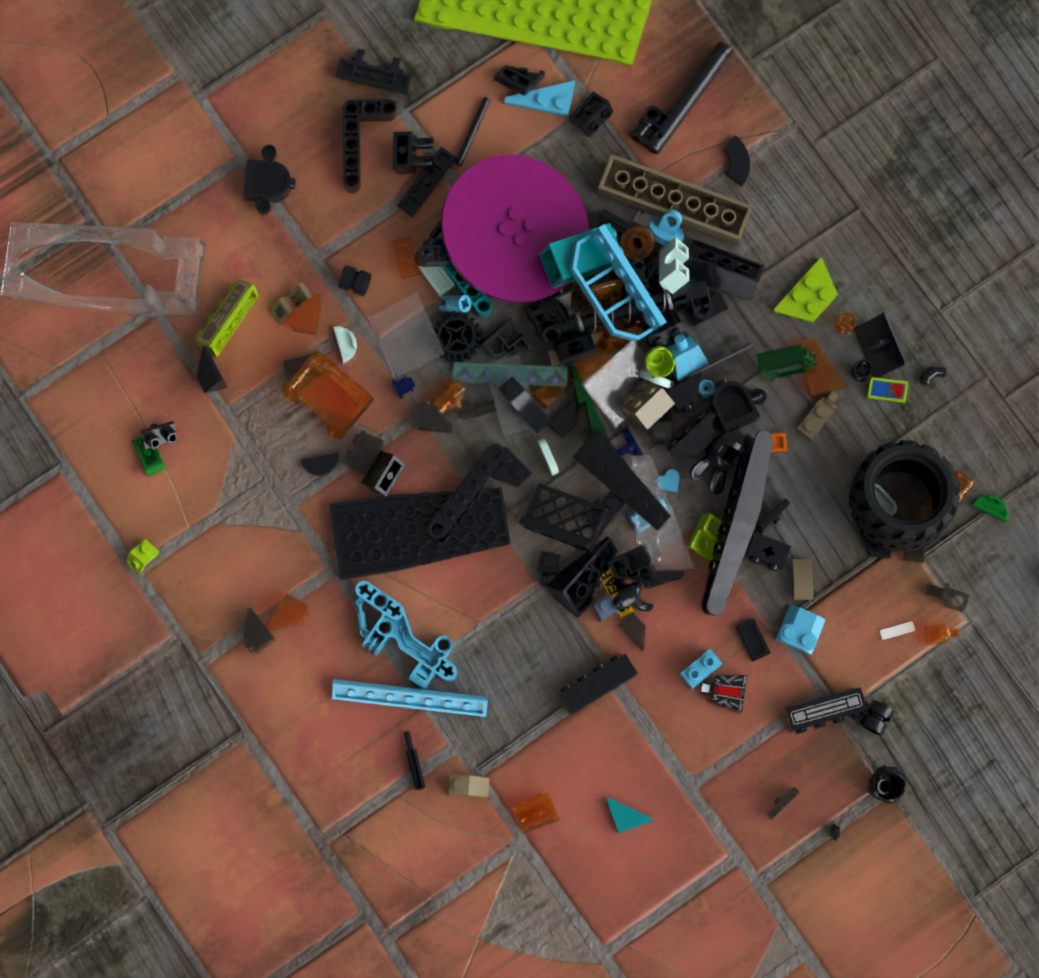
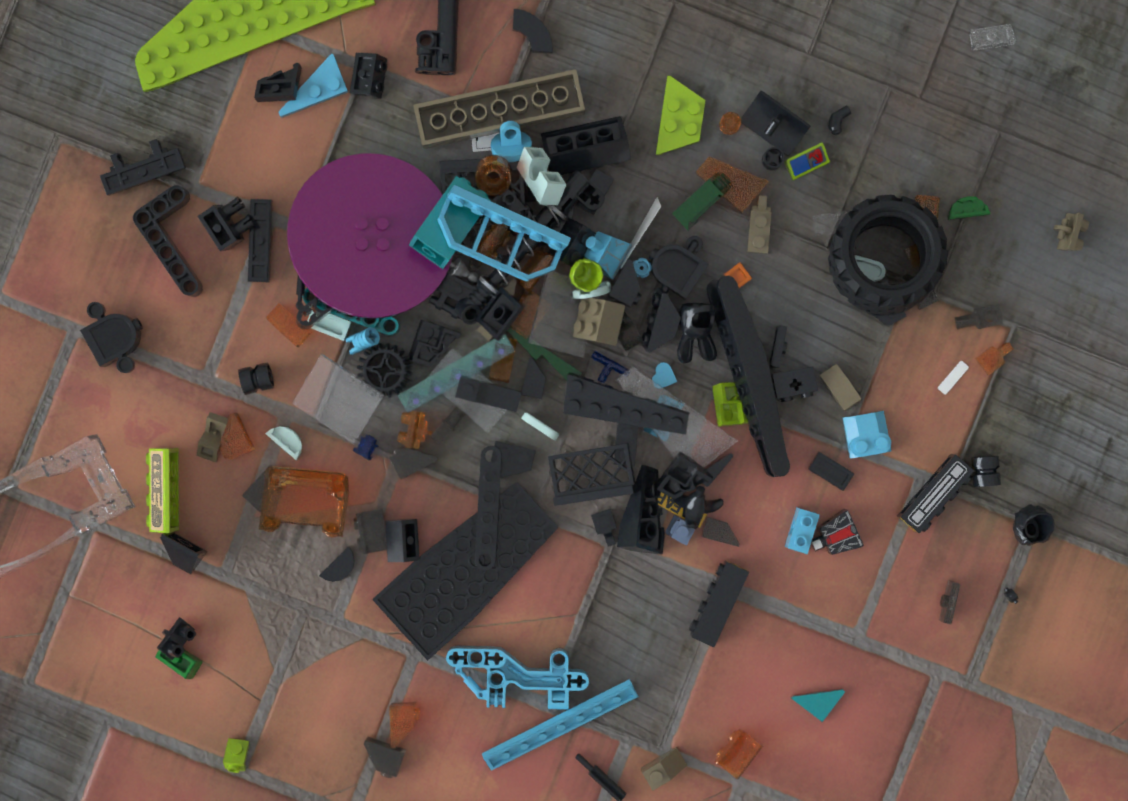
camera: 30 degrees left, 10 degrees up
(472, 131) = (269, 163): black bar -> none

